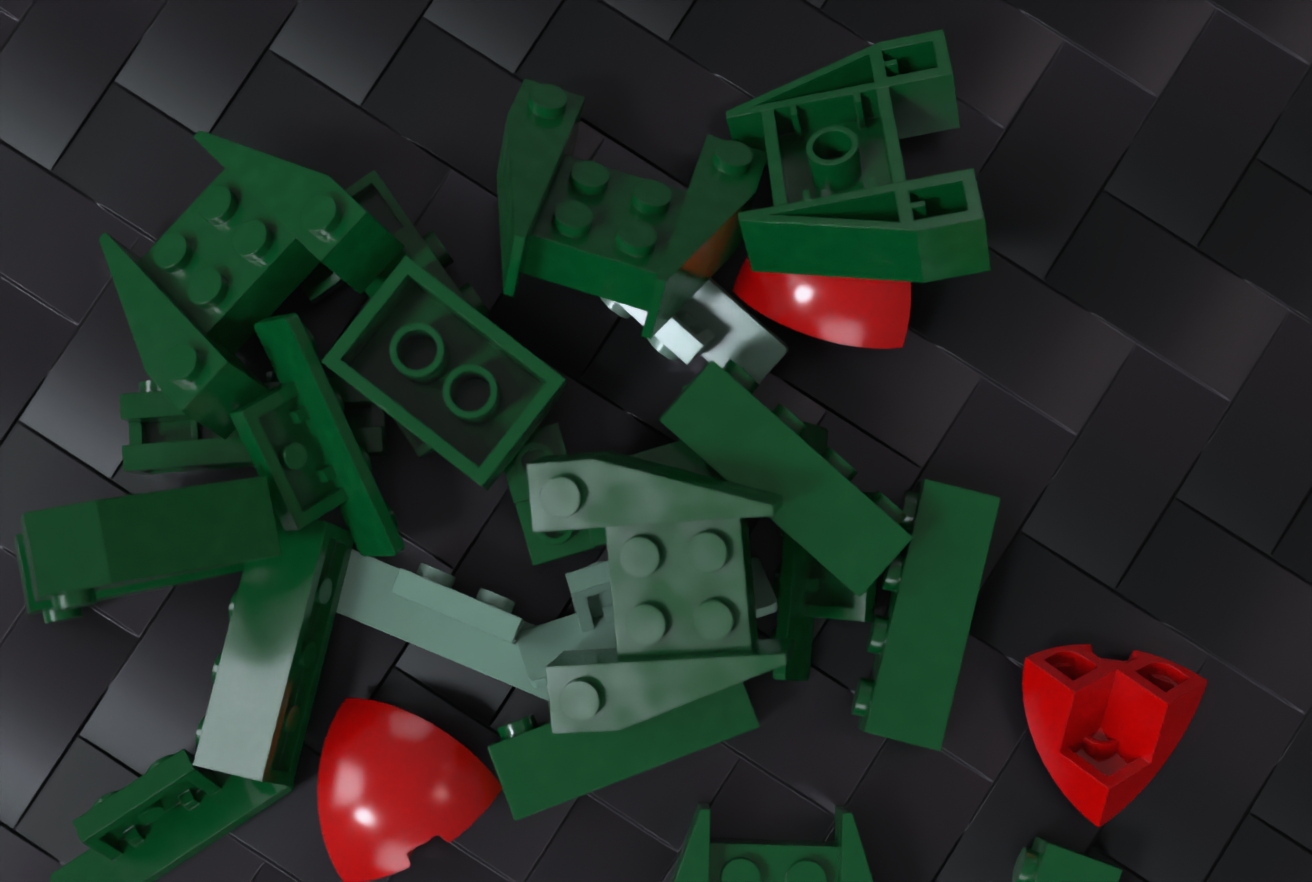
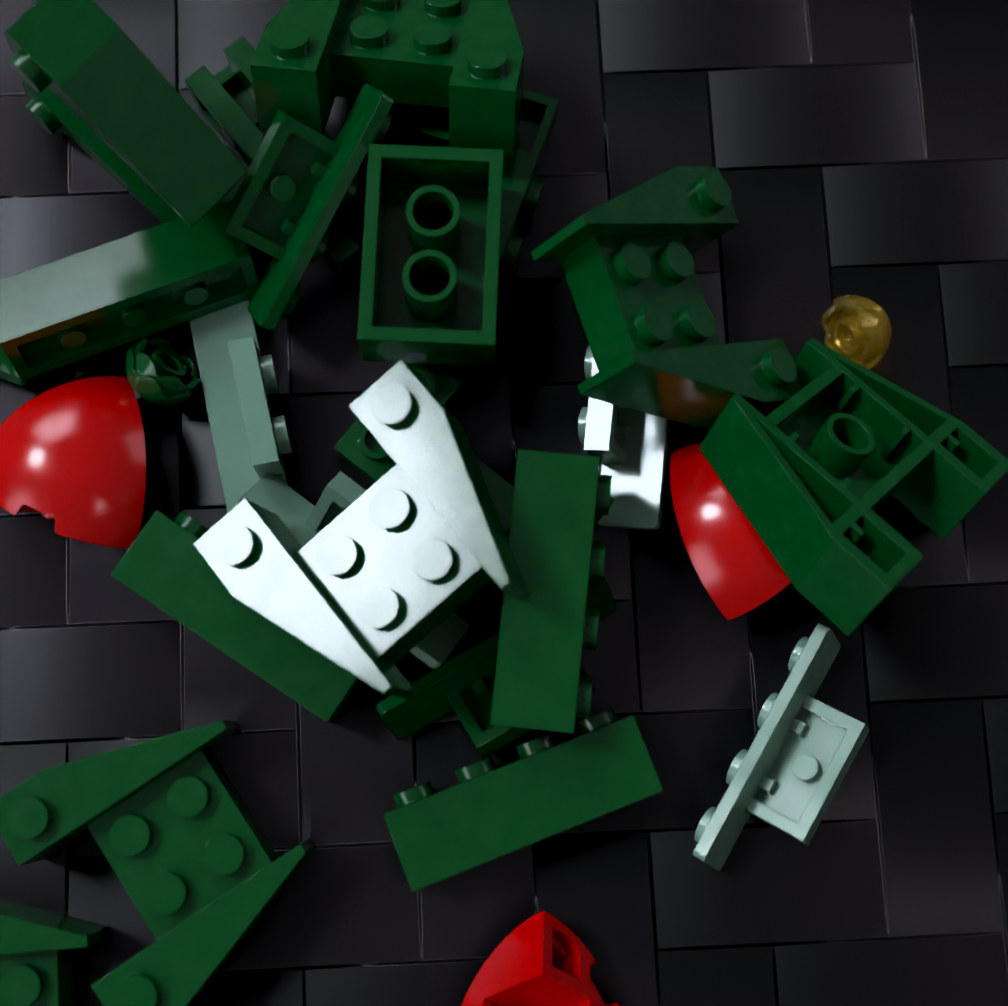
camera: 55 degrees right, 5 degrees down
(364, 665) = (160, 372): none -> dark green plate
(741, 66) = (857, 329): none -> clear yellow plate
(1048, 378) = (792, 762): none -> sand green bracket

